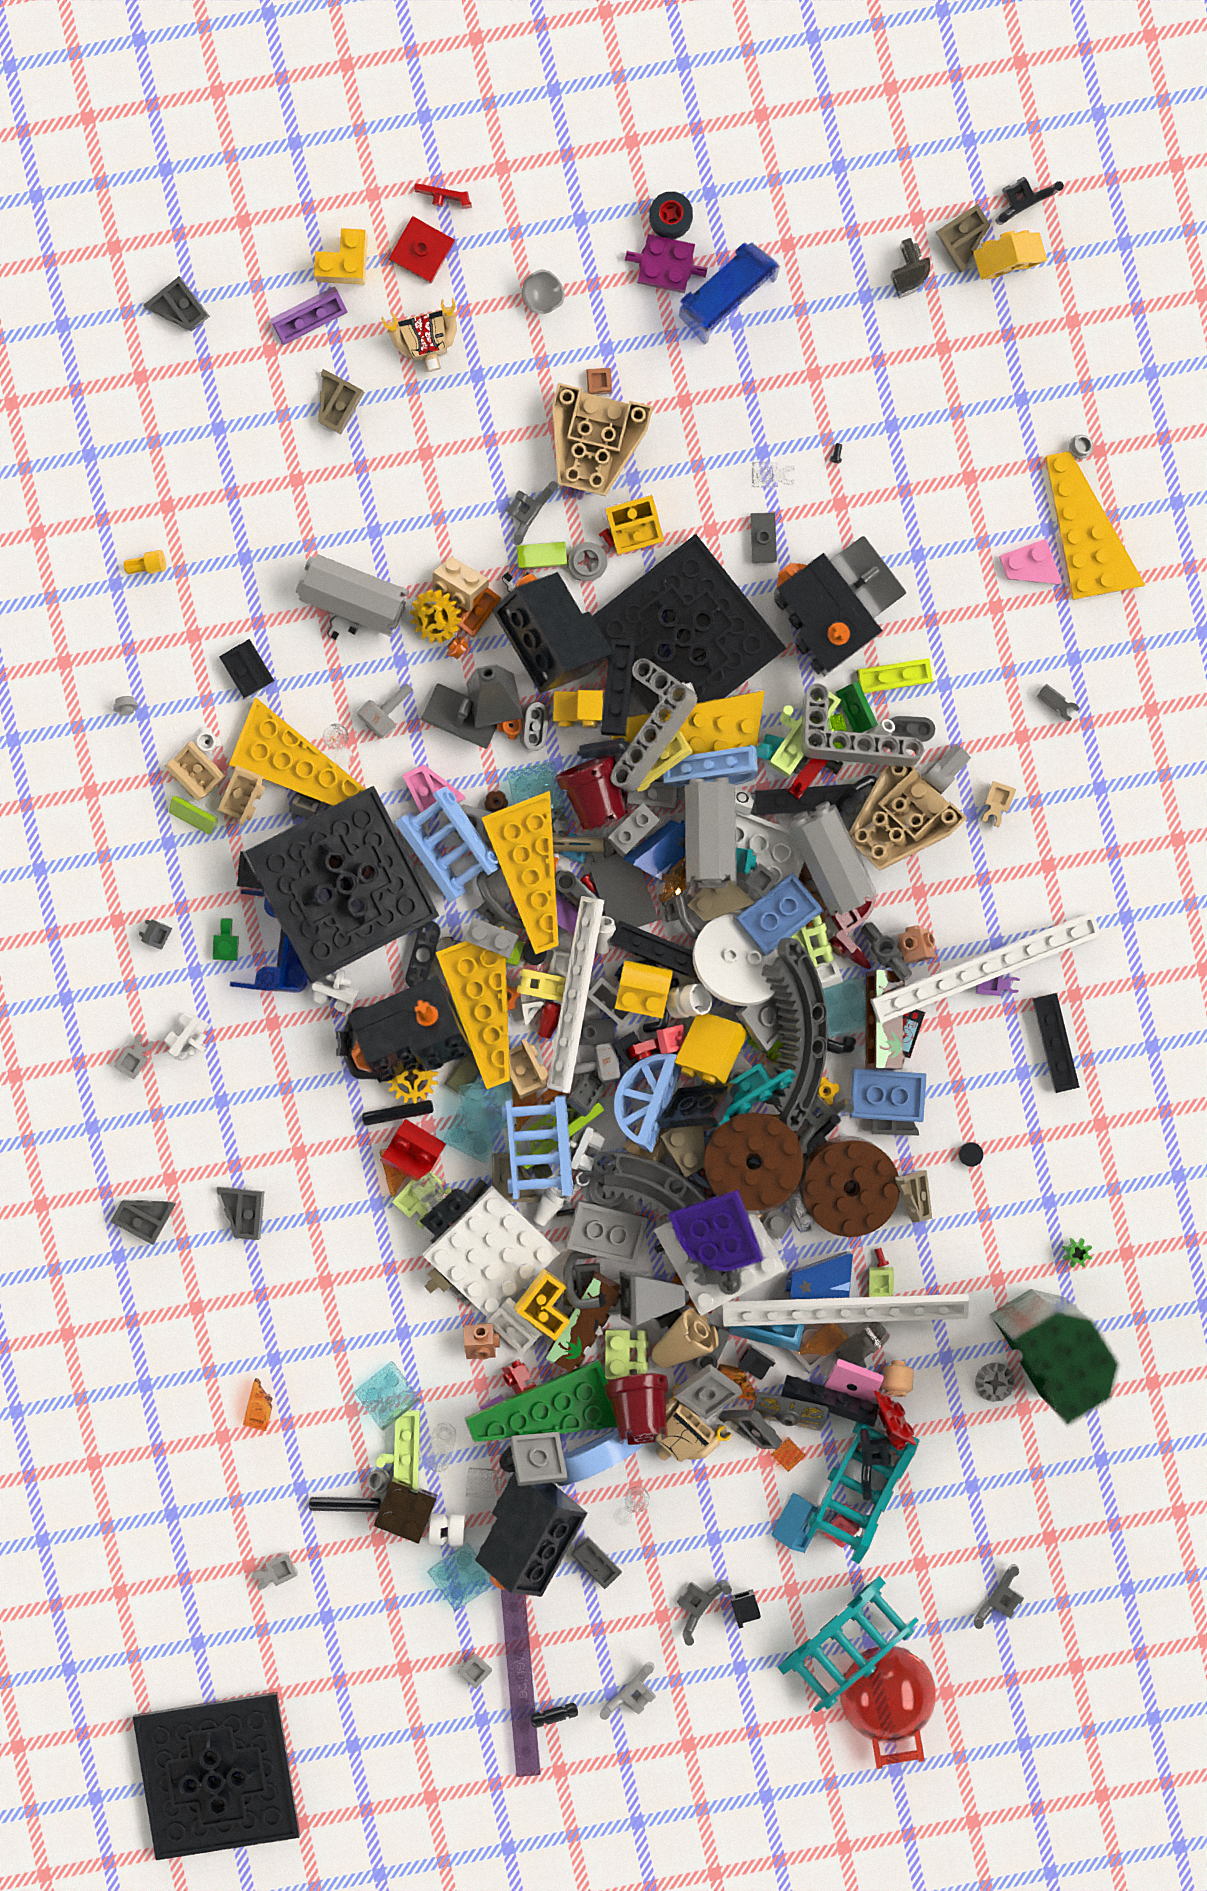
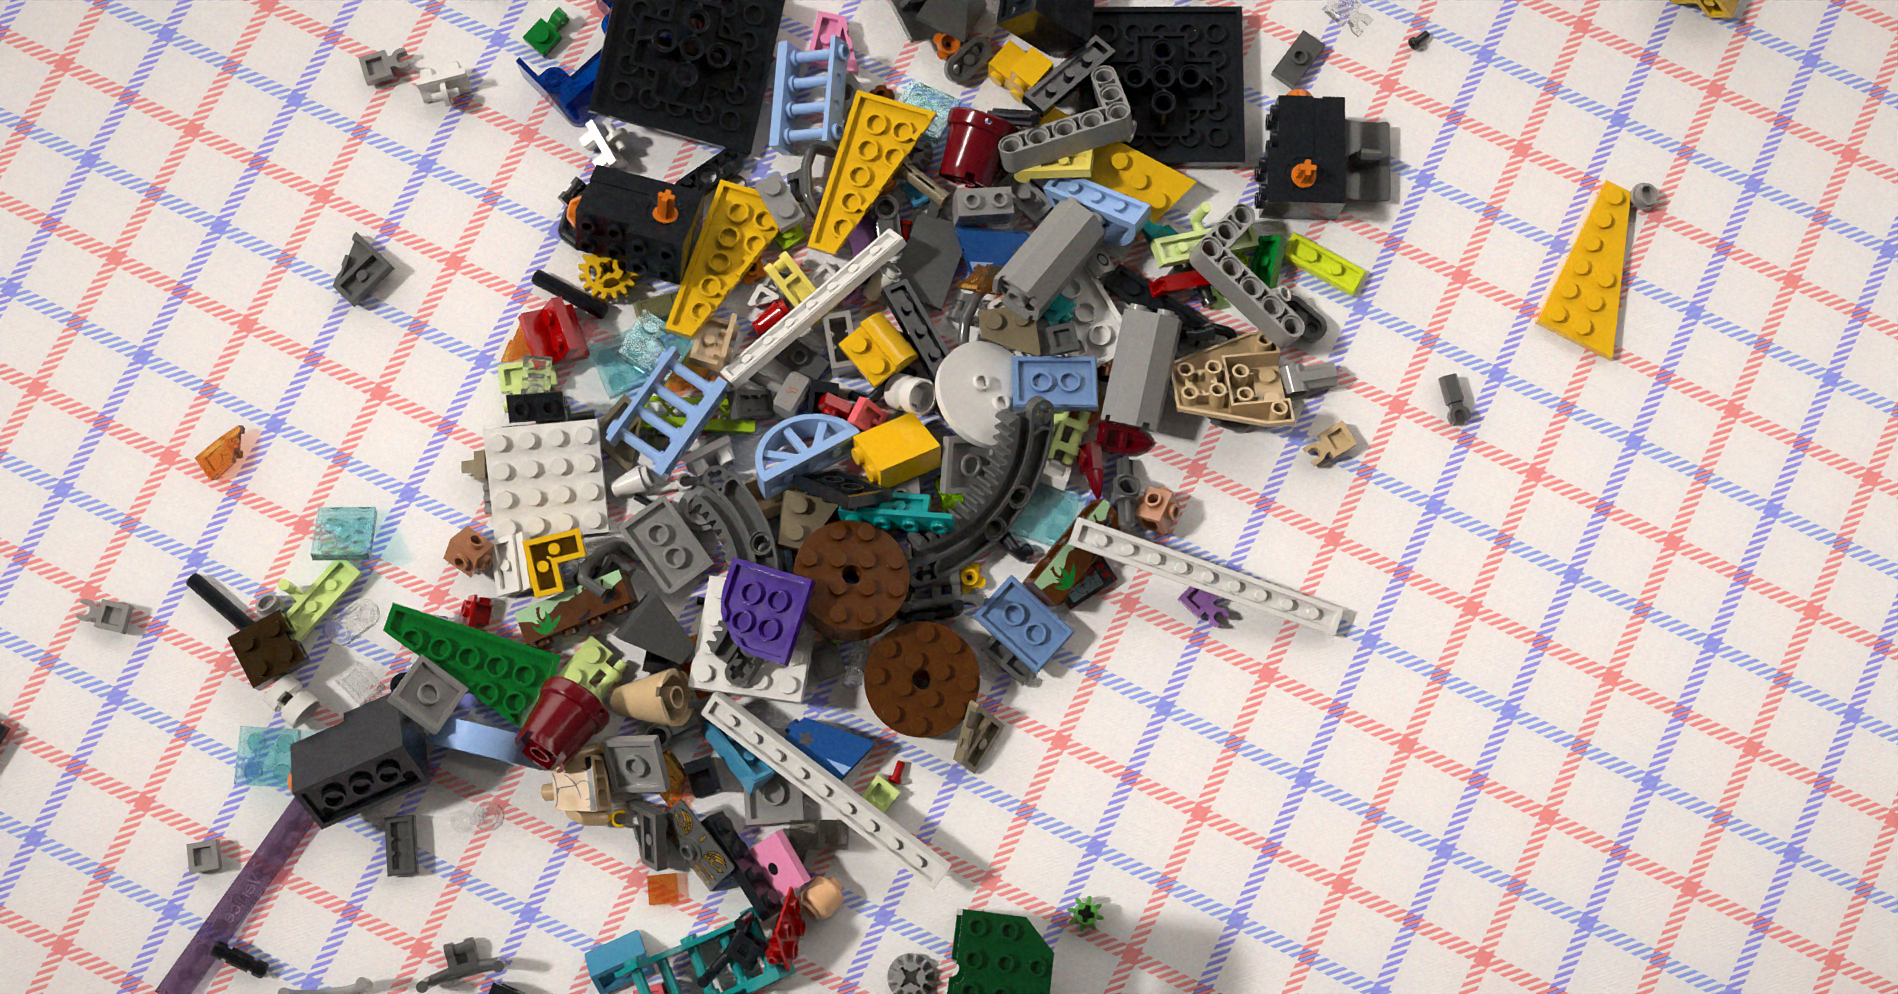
camera: 30 degrees right, 10 degrees down
(143, 1217) = (269, 207): dark grey wing -> none
(530, 956) = (804, 255): black plate -> none
(824, 1340) = (784, 804): clear orange slope -> none
(970, 1154) = (1057, 743): black tile -> none
(1031, 564) = (1521, 262): bright pink wing -> none
(1055, 1043) = (1216, 701): black plate -> none

